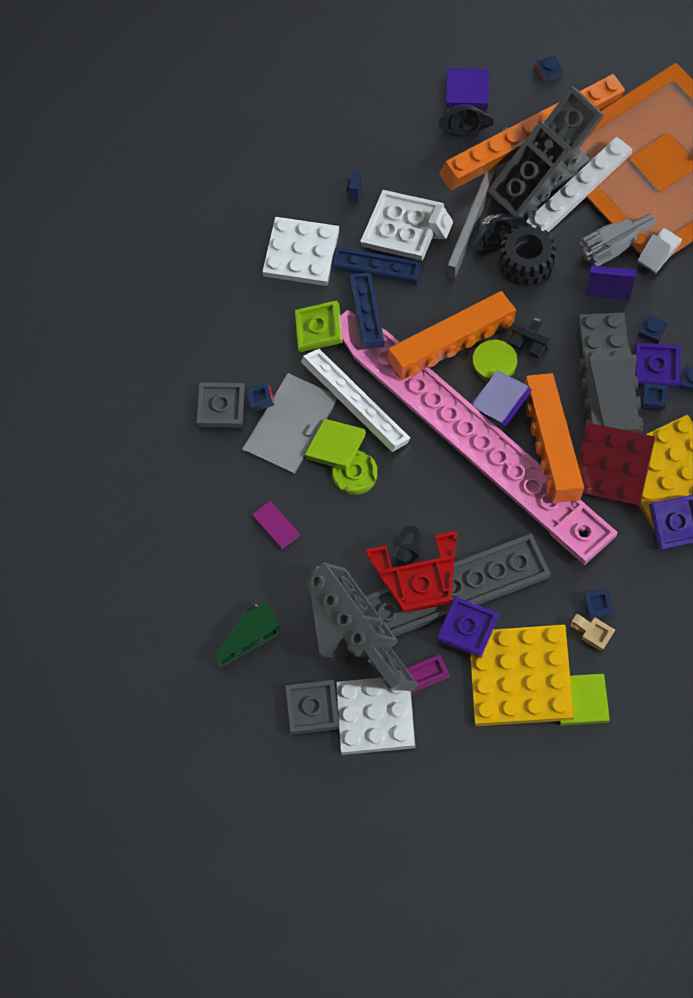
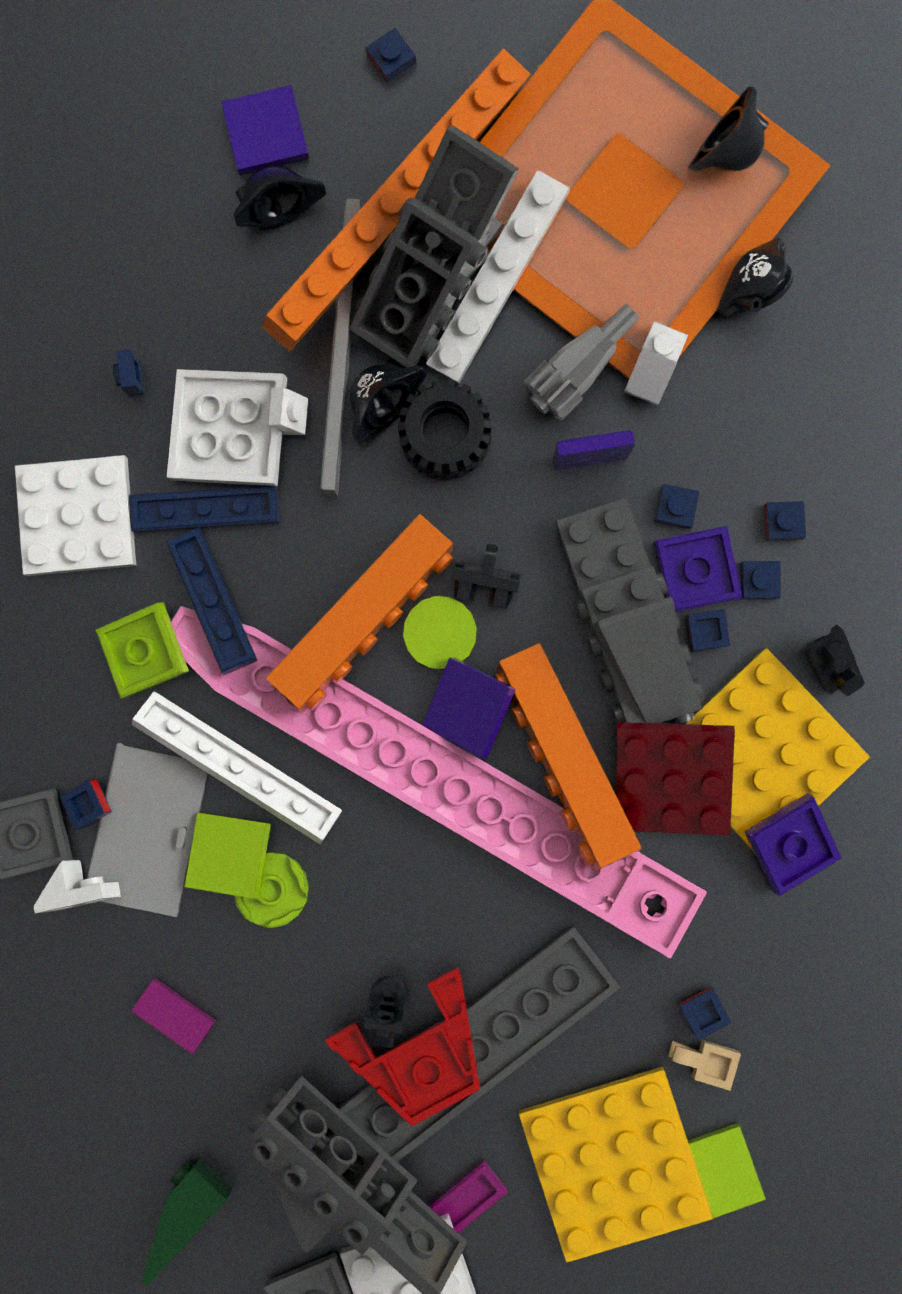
camera: 10 degrees left, 20 degrees up
(237, 440) = (69, 890): none -> white slope
(468, 627) = (517, 1117): dark purple tile -> none

